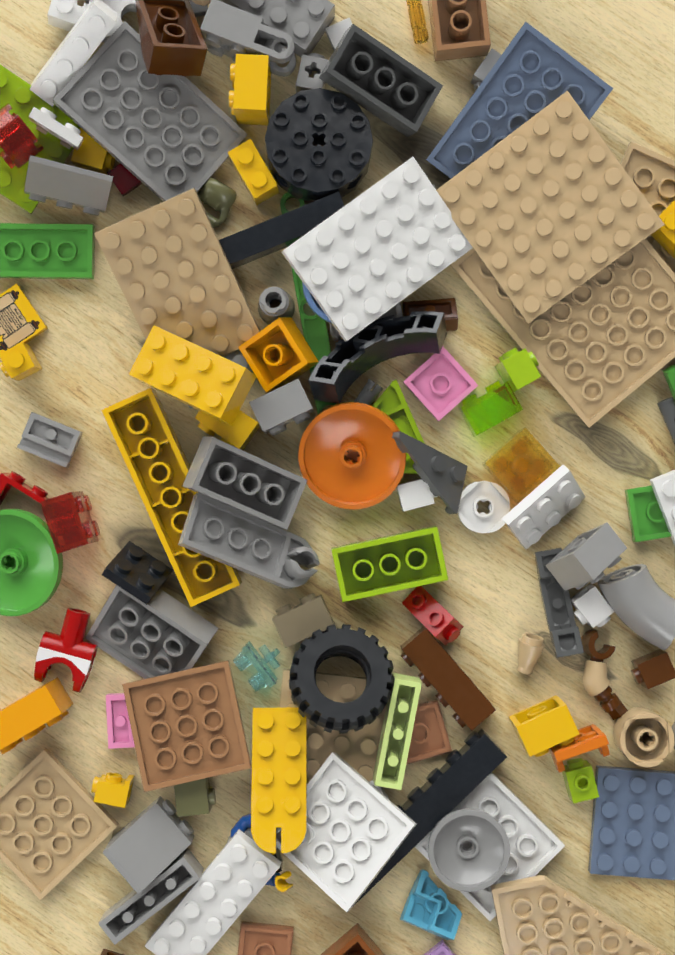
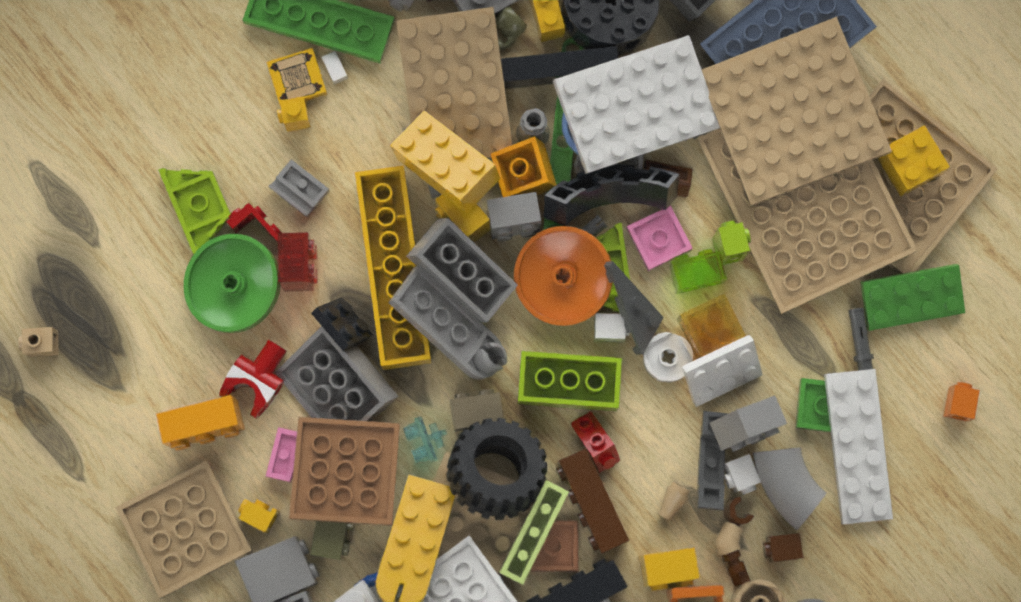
camera: 15 degrees right, 10 degrees down
(47, 297) = (334, 67): none -> white piece

